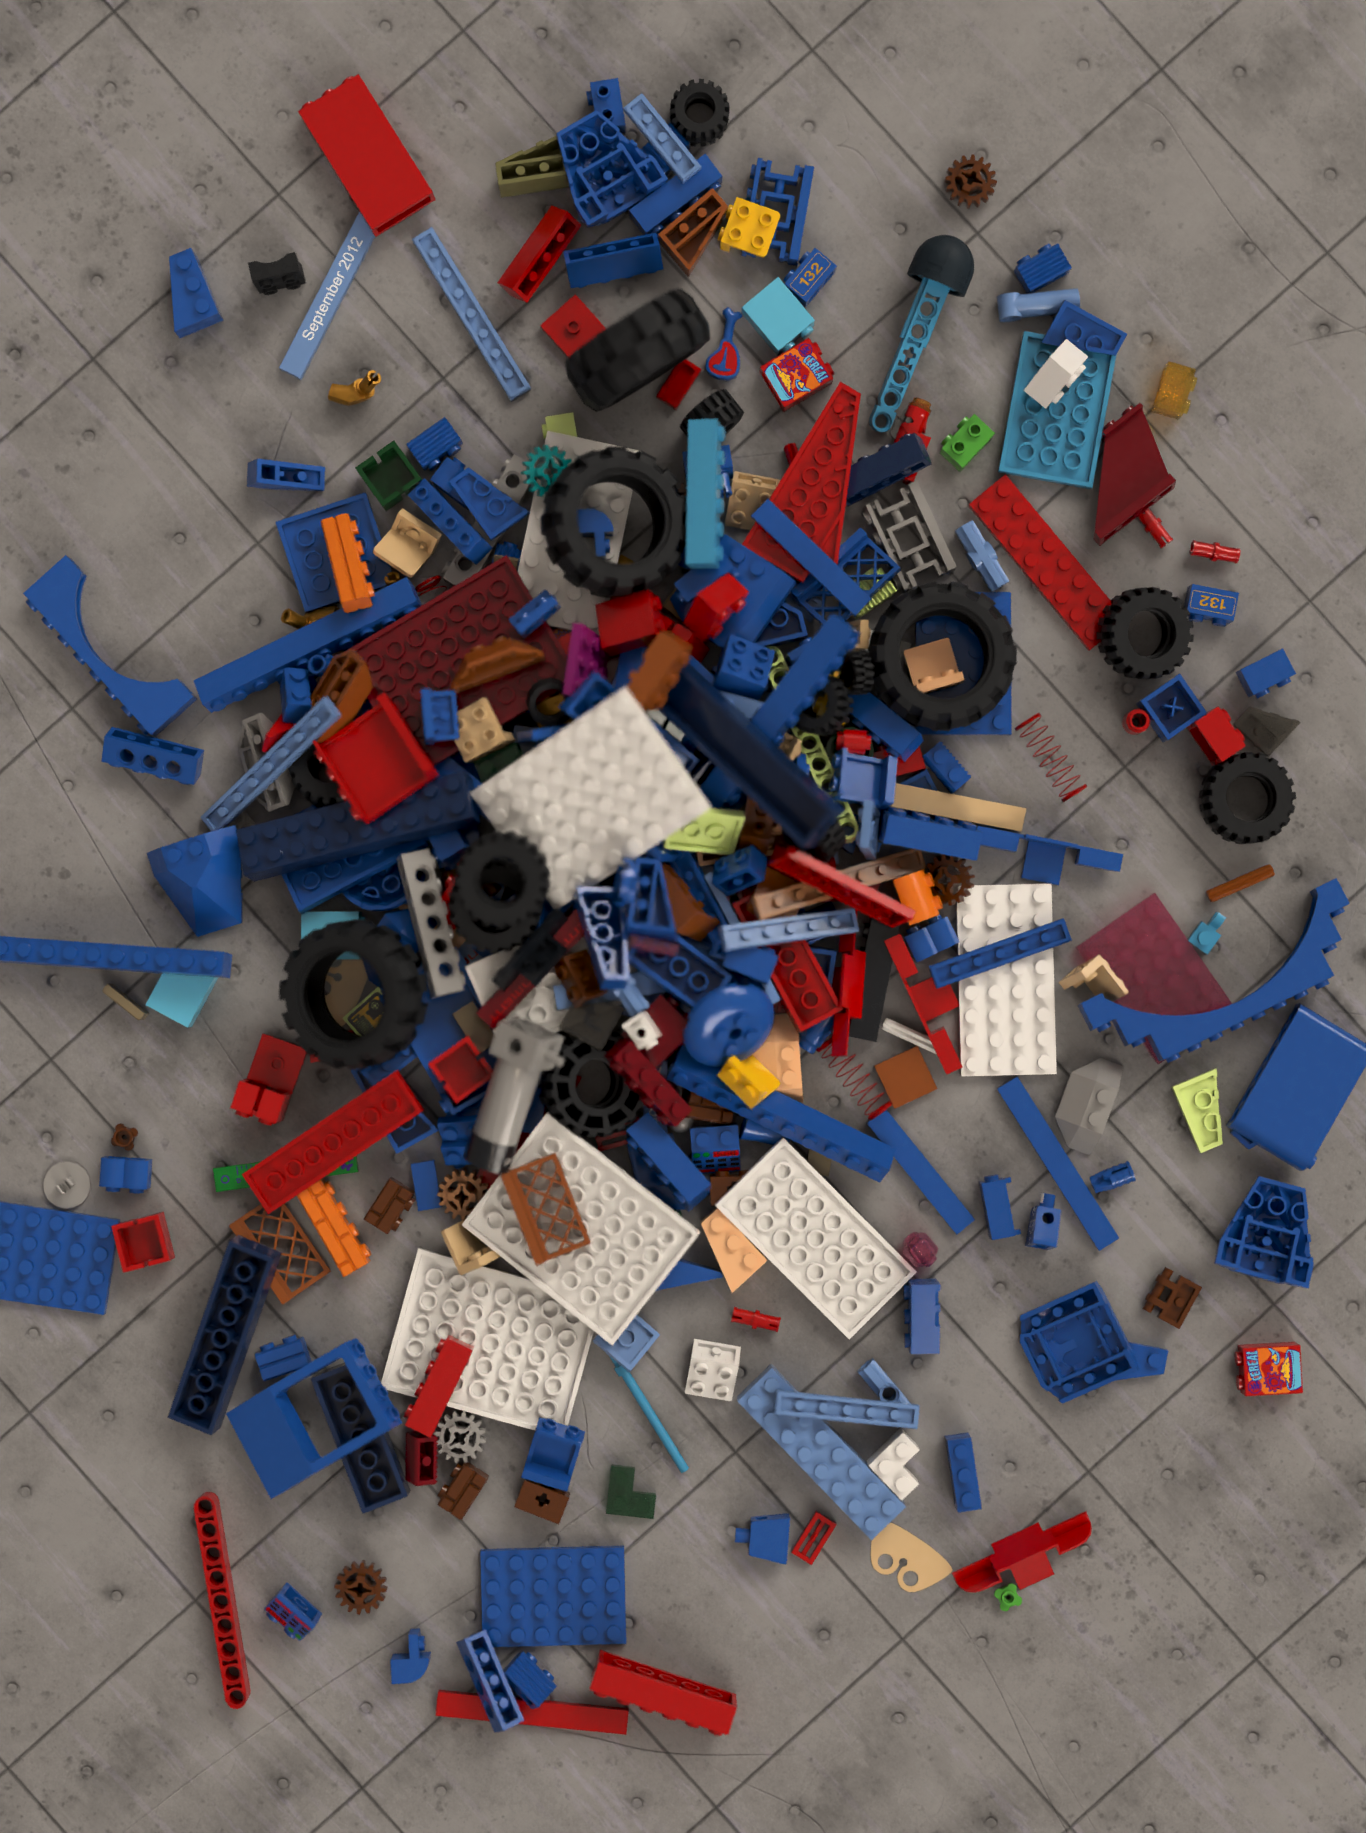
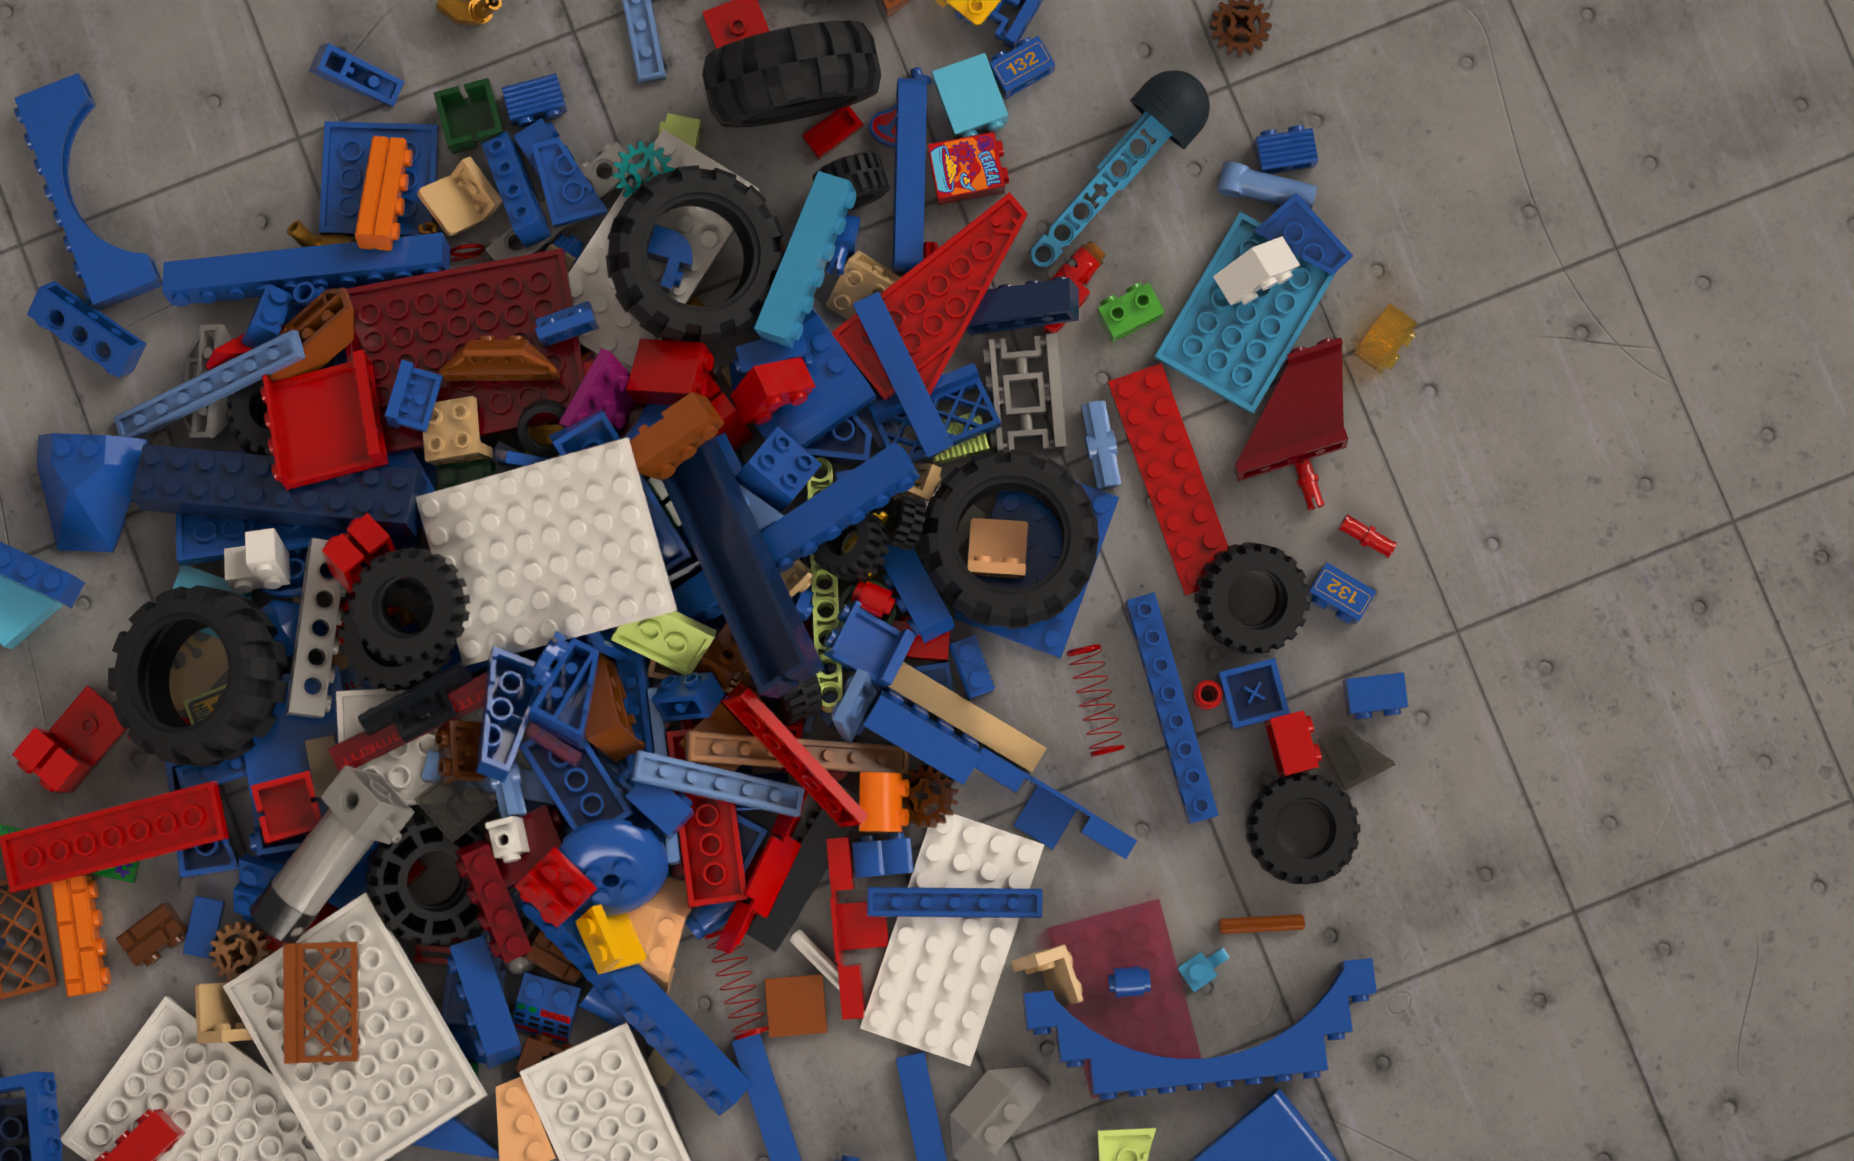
camera: 25 degrees right, 5 degrees down
(364, 891) = (257, 564): none -> white brick
(445, 845) = (360, 544): none -> red piece
(695, 1055) = (555, 887): none -> red plate
(753, 396) = (909, 174): none -> blue beam
(1112, 742) = (1171, 708): none -> blue brick
(1157, 964) = (1129, 981): none -> blue brick

